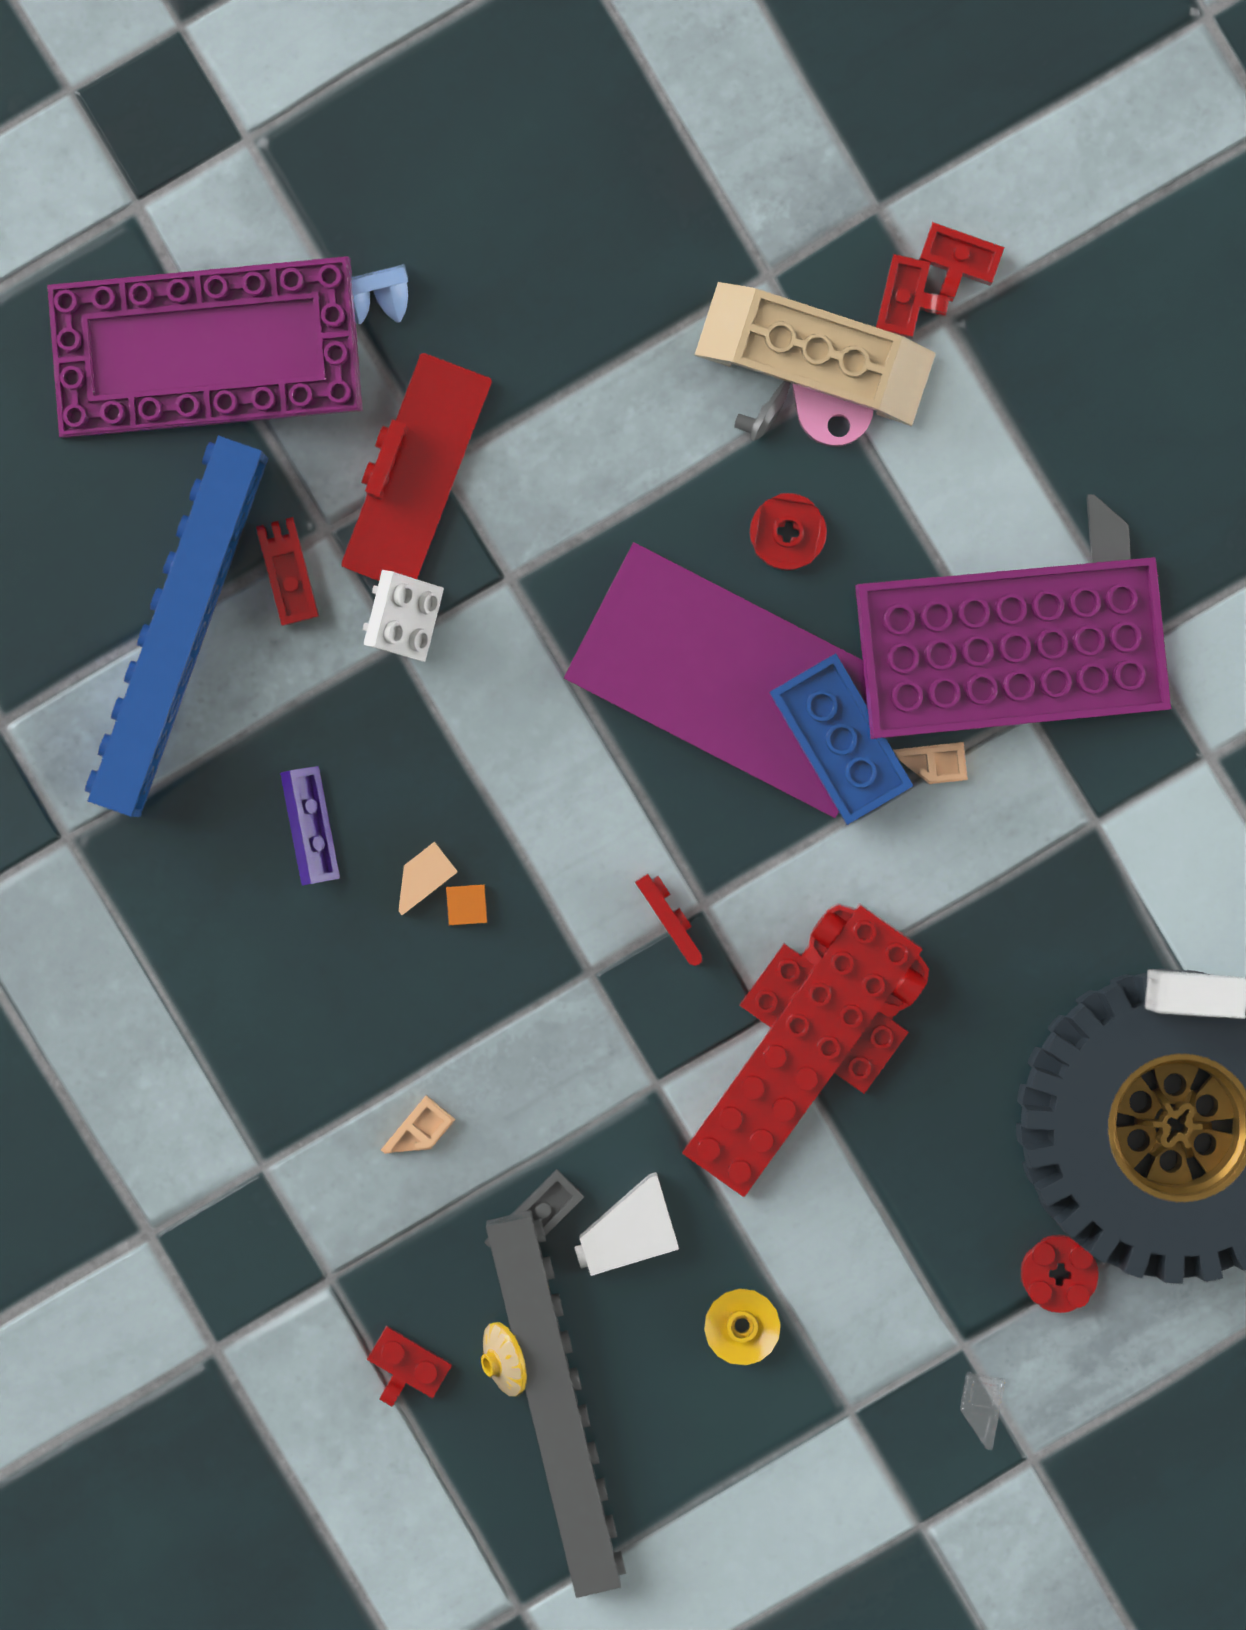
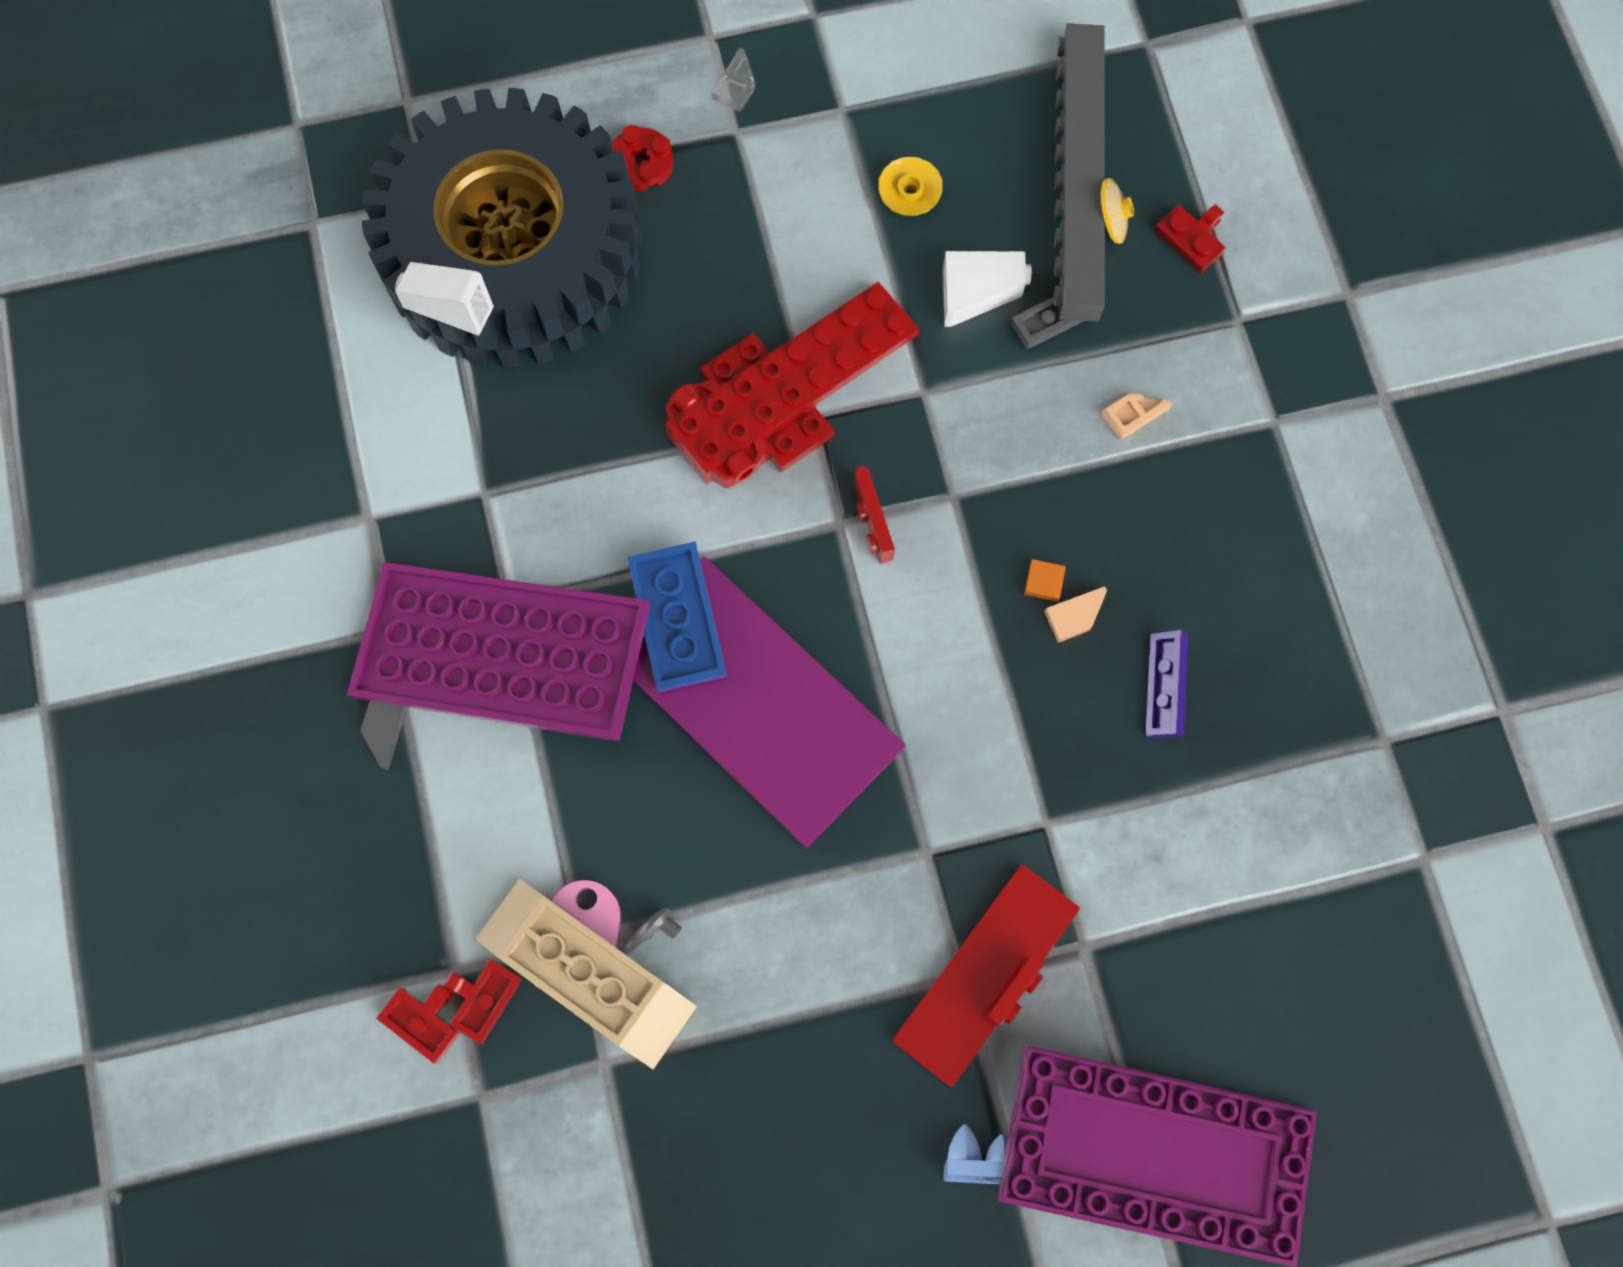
camera: 165 degrees left, 15 degrees down
(177, 627) = (1247, 895): blue brick -> none
(288, 573) = (1130, 916): red hinge -> none
(403, 615) = (1037, 841): white plate -> none
(805, 519) = (658, 796): red plate -> none
(936, 762) = (600, 578): light nougat tile -> none

